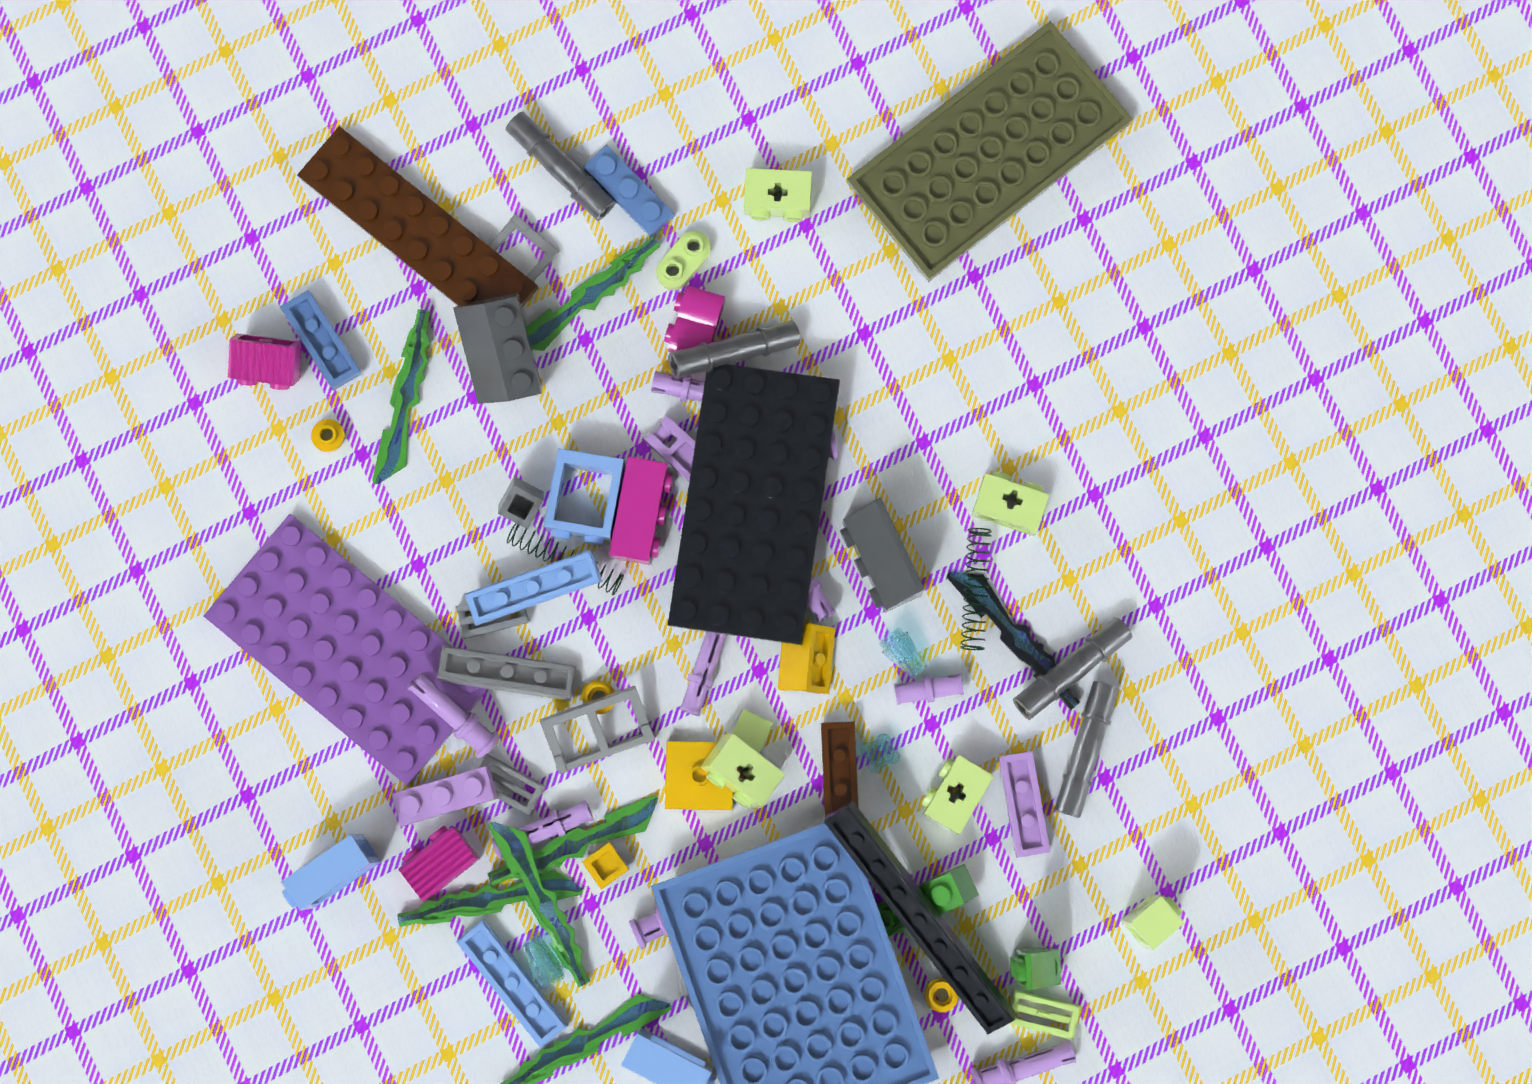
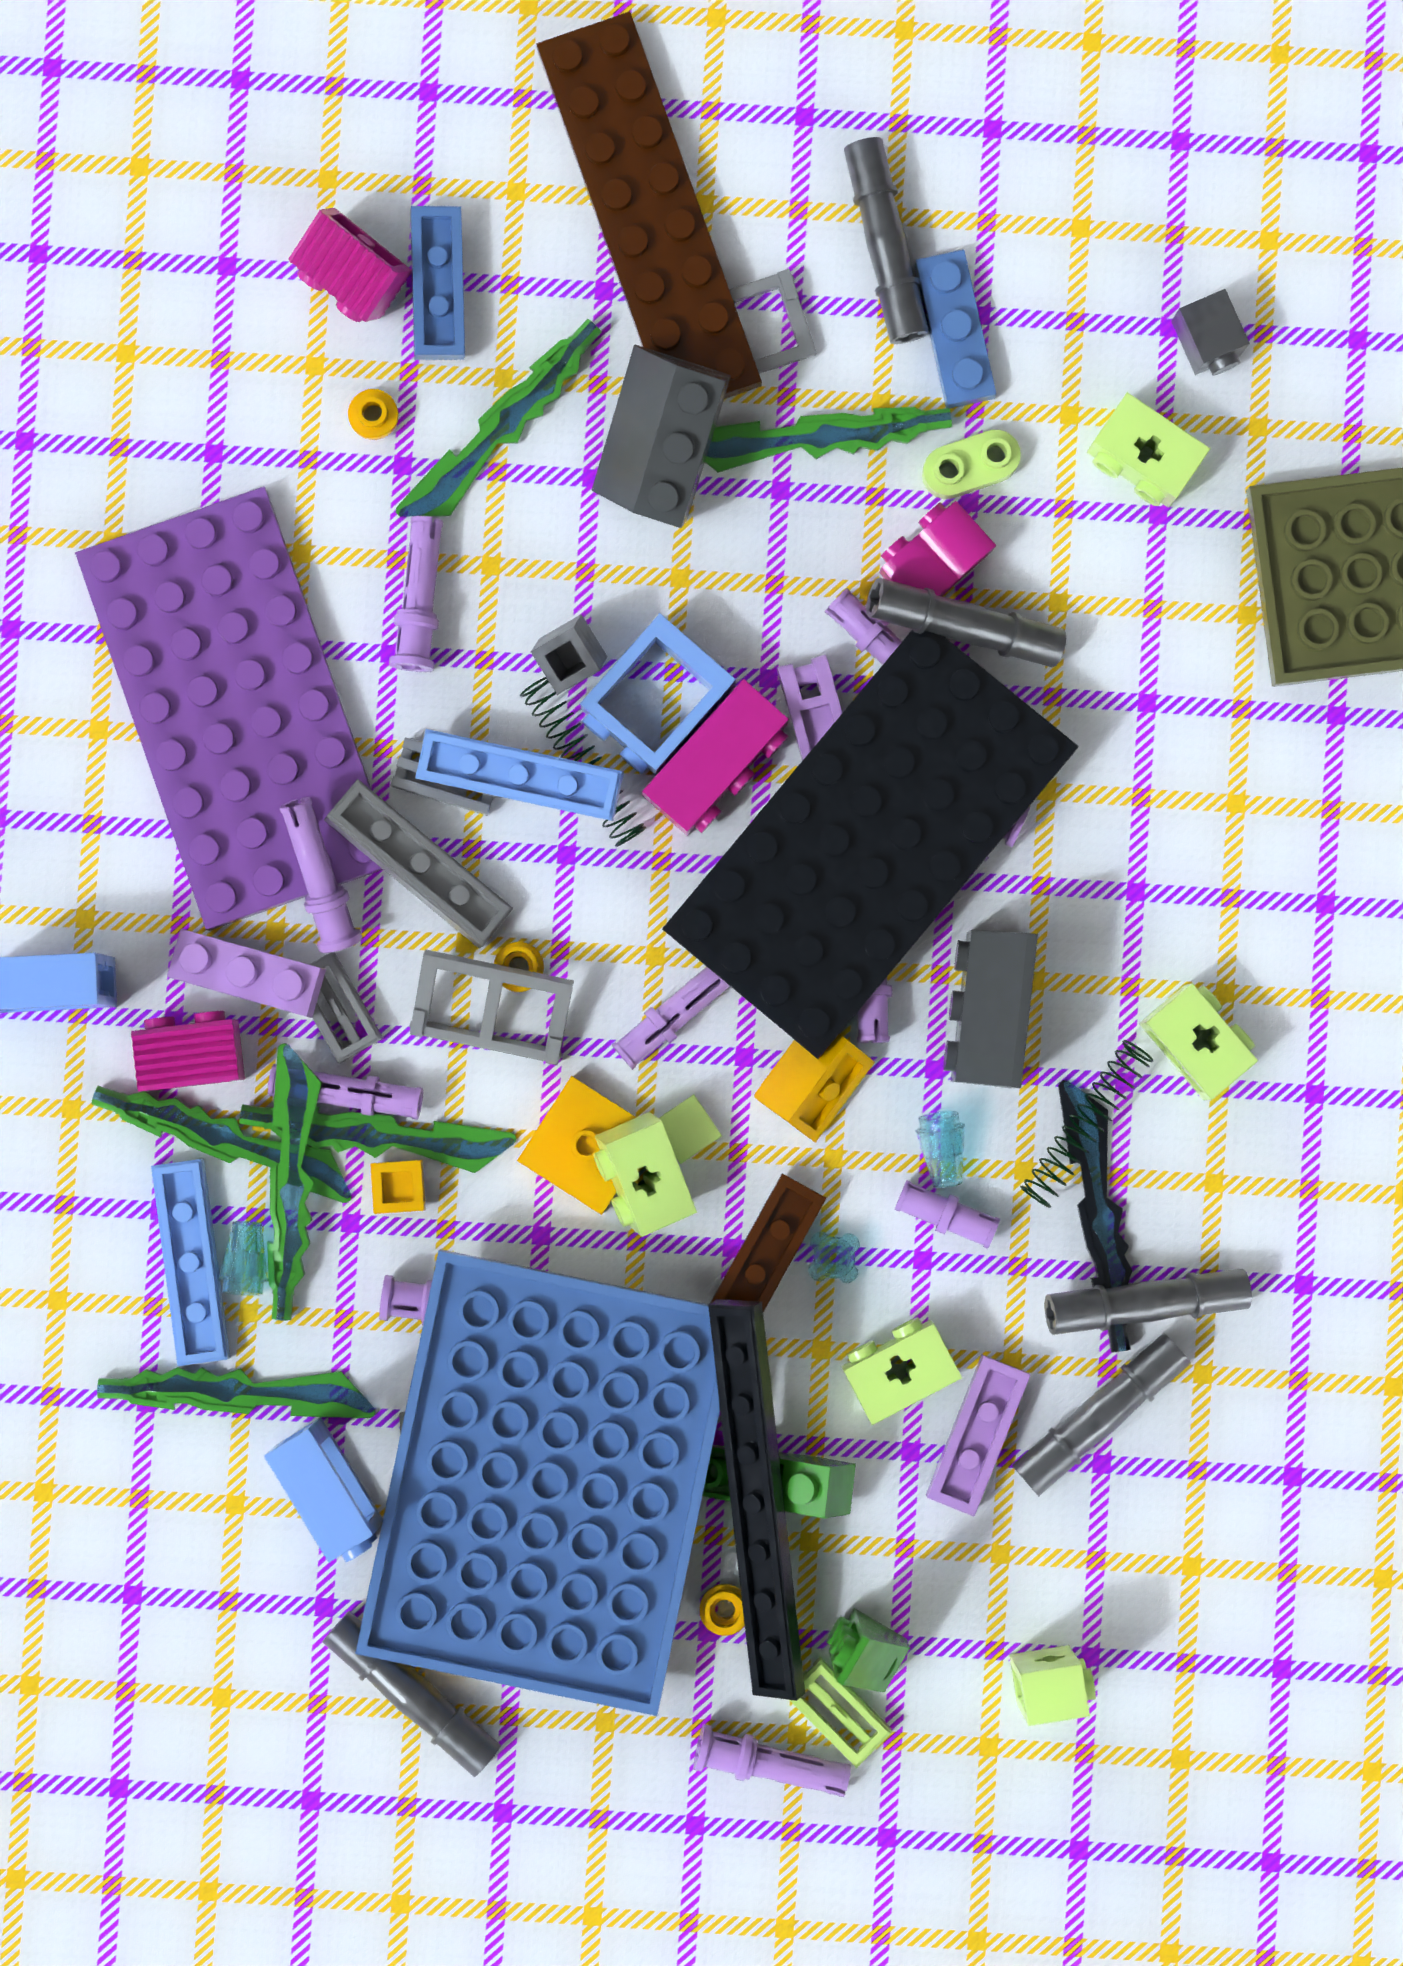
camera: 20 degrees right, 5 degrees up
(421, 534) = (416, 617): none -> lavender pin
(773, 108) = (1211, 333): none -> flat silver brick

